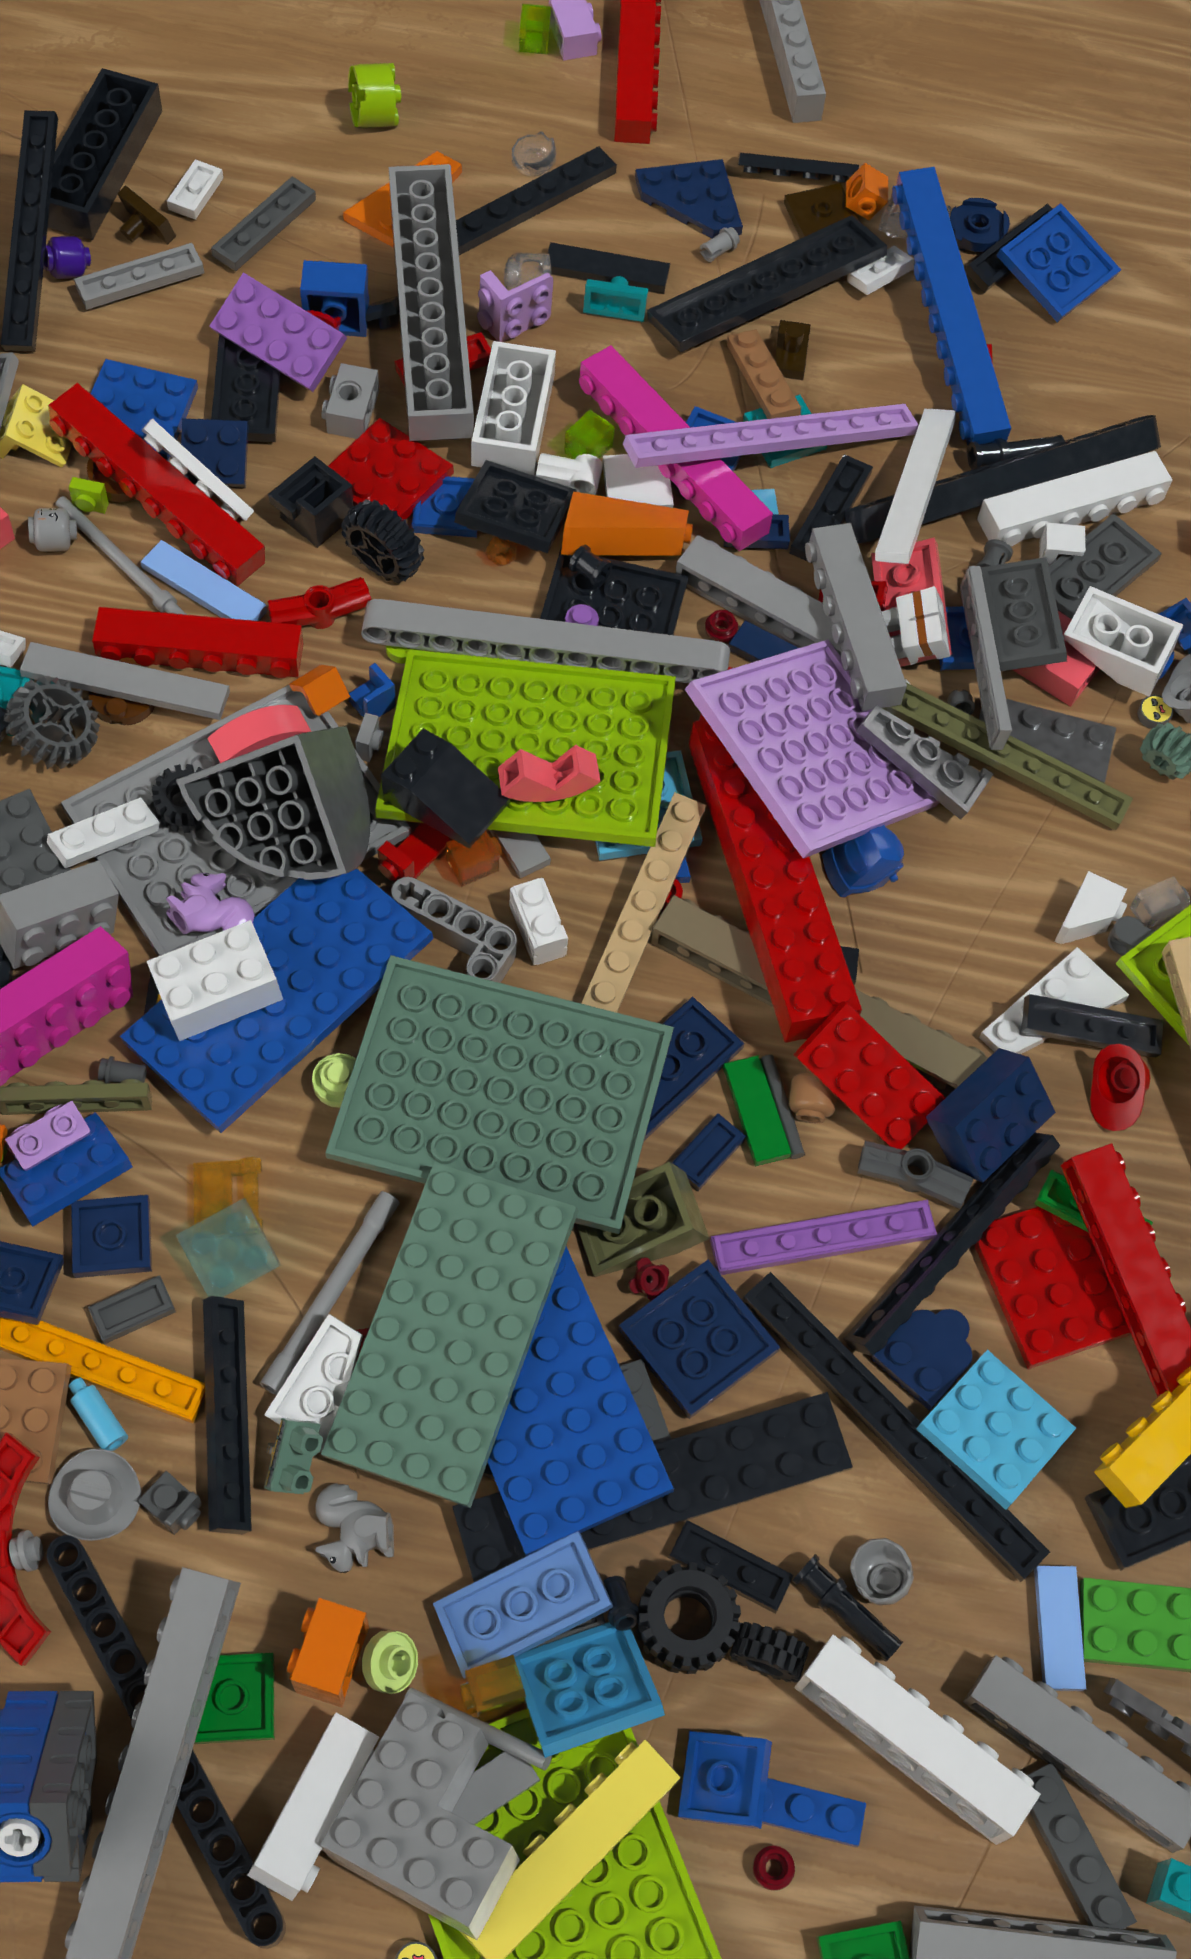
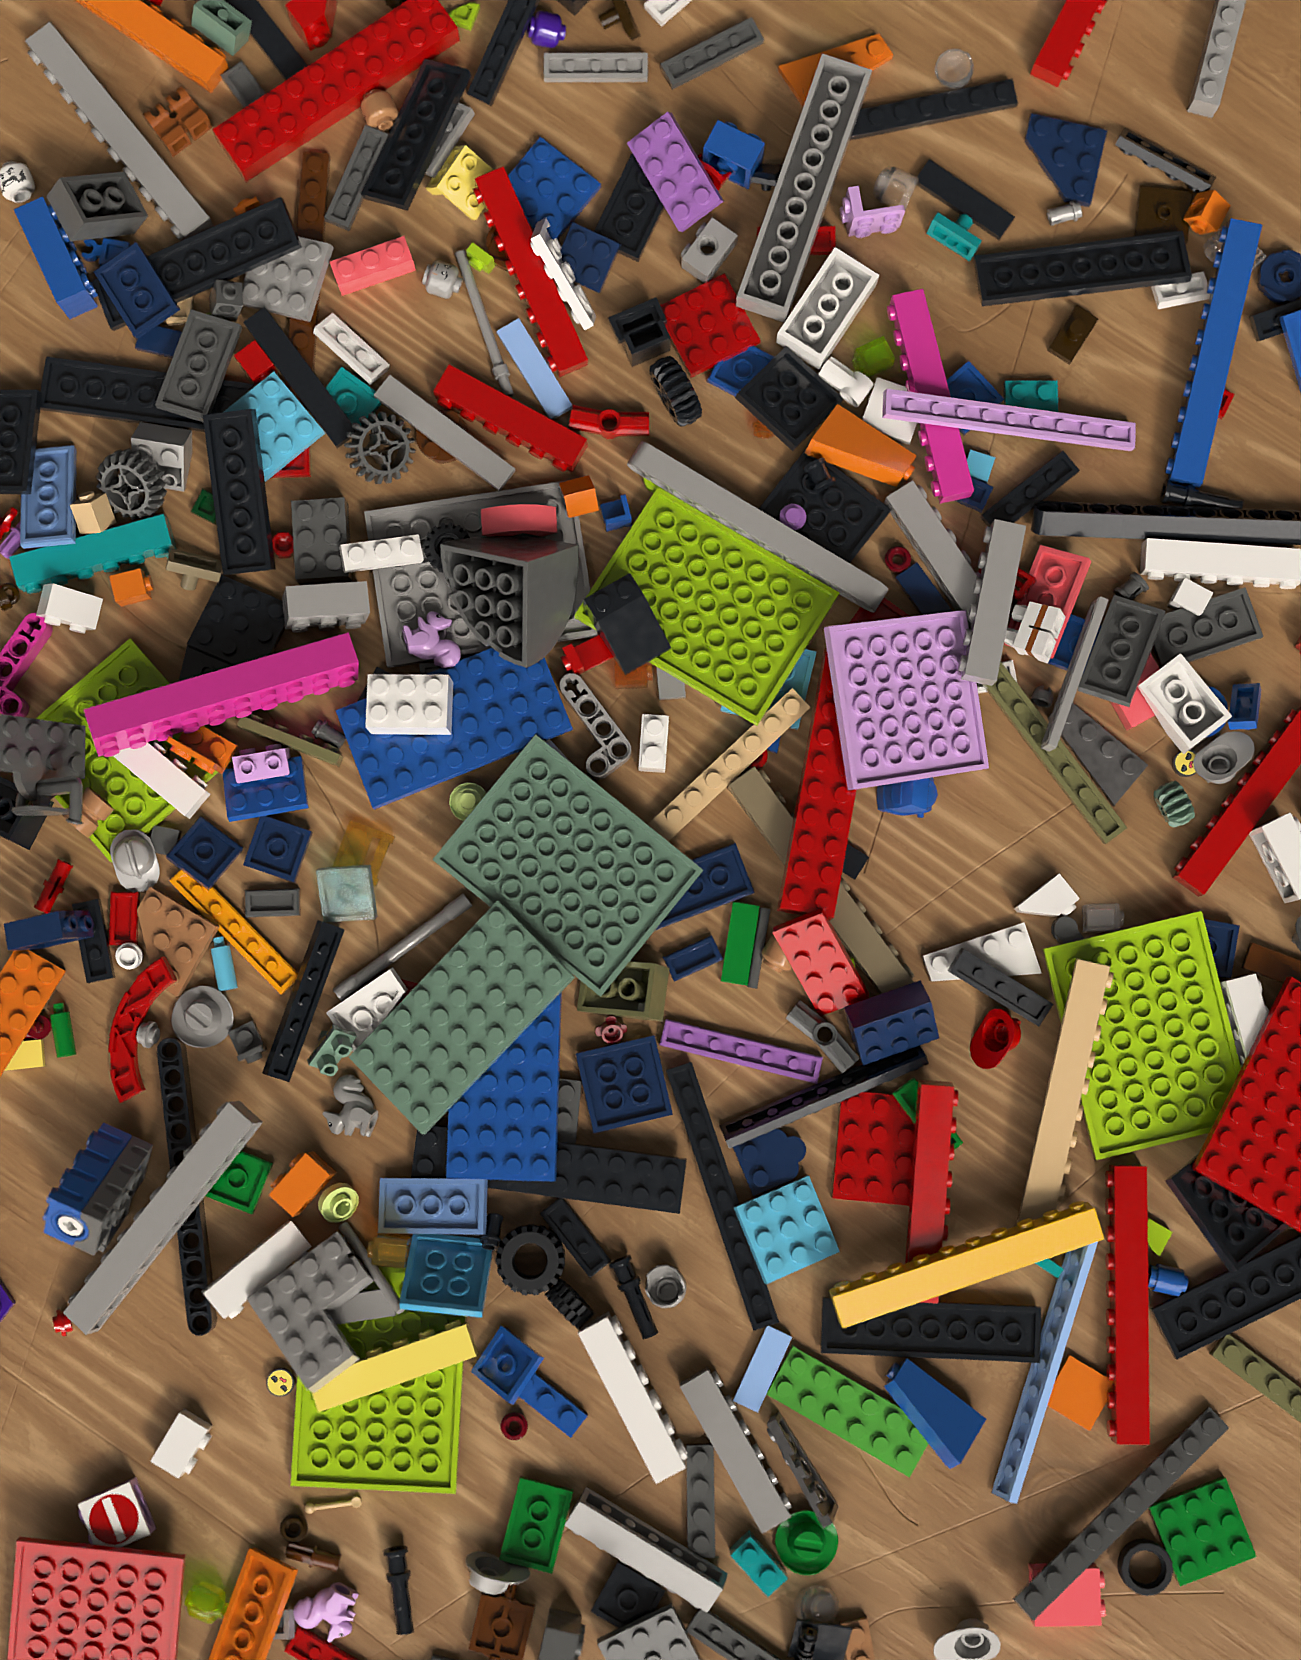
camera: 30 degrees right, 20 degrees up
(369, 737) = (599, 548): light grey plate -> none
(537, 780) = (697, 643): coral brick -> none
(763, 375) = (1035, 354): medium nougat plate -> none
(915, 487) = (1097, 509): white tile -> none
(933, 769) = (992, 747): flat silver wing -> none

